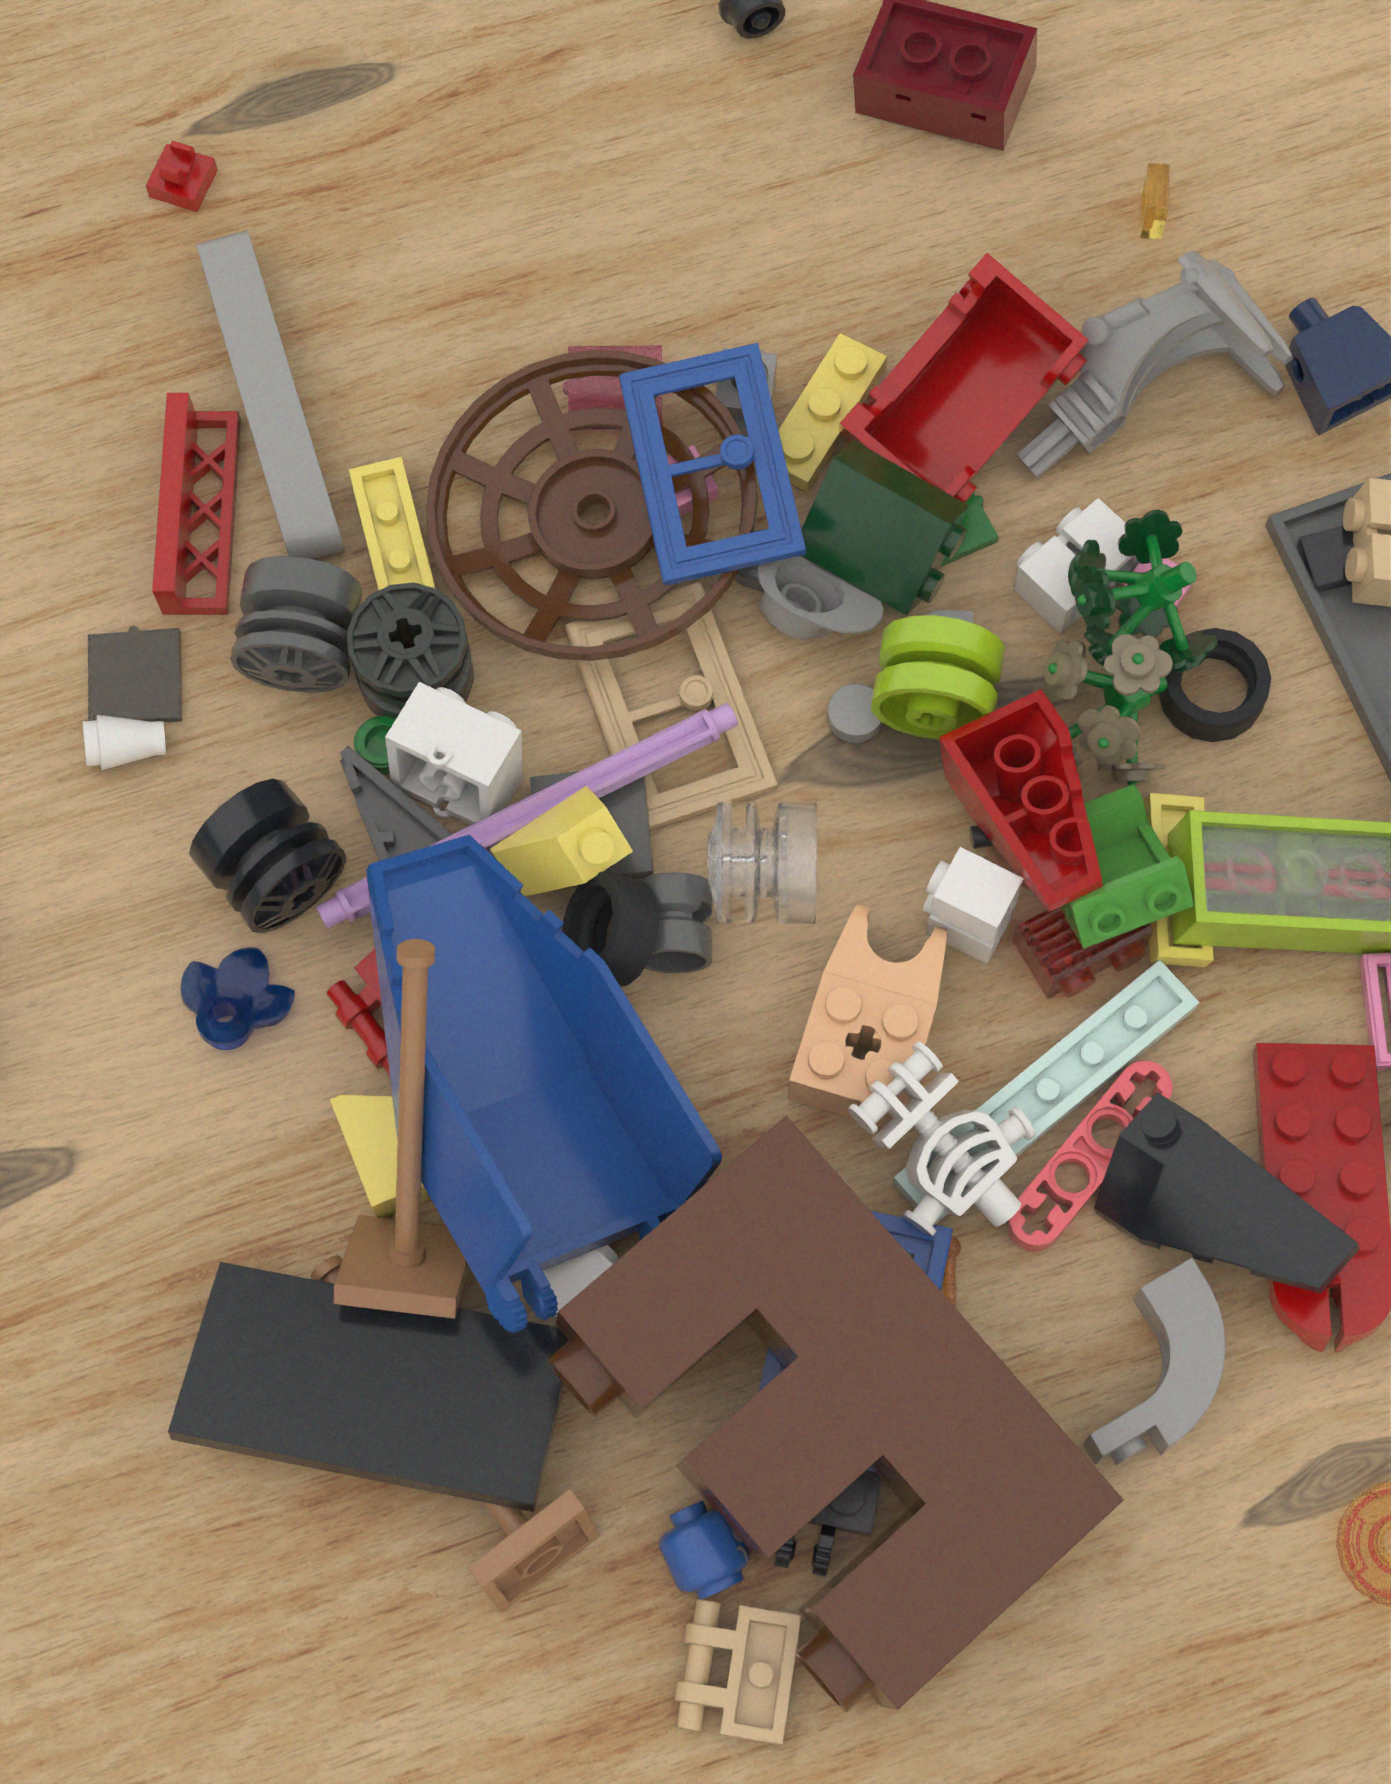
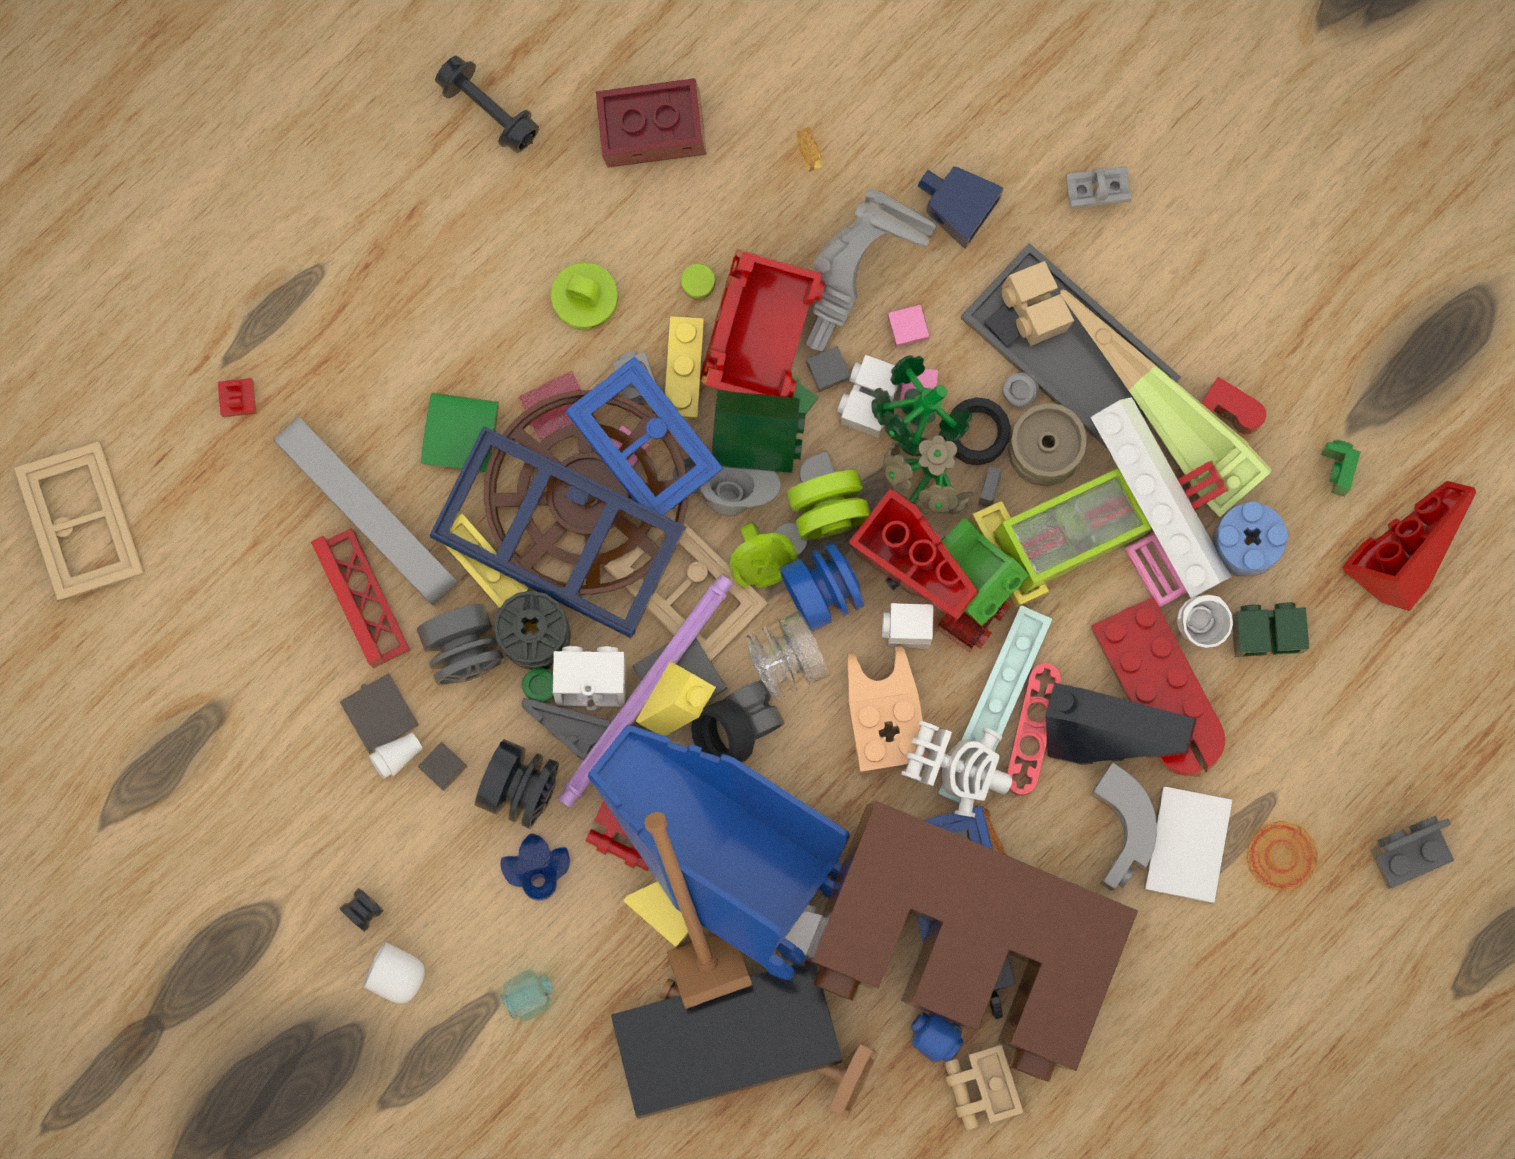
camera: 25 degrees left, 10 degrees up
(115, 1174) = (527, 995): none -> clear light blue head
(181, 791) = (442, 766): none -> clear smoke tile
(457, 350) = (454, 427): none -> green slope
(579, 494) = (578, 492): none -> dark blue door
(733, 257) = (584, 296): none -> lime tile
(799, 711) = (760, 557): none -> lime tile
(869, 788) = (822, 586): none -> blue wheel
(904, 307) = (698, 281): none -> lime tile
(1033, 504) = (828, 368): none -> dark grey tile
(1184, 496) = (908, 326): none -> bright pink tile
(1196, 767) = (990, 486): none -> dark grey tile
(1254, 1452) = (1188, 844): none -> white tile
(1309, 656) = (1021, 389): none -> light grey tile
(1312, 745) = (1065, 436): none -> dark tan wheel

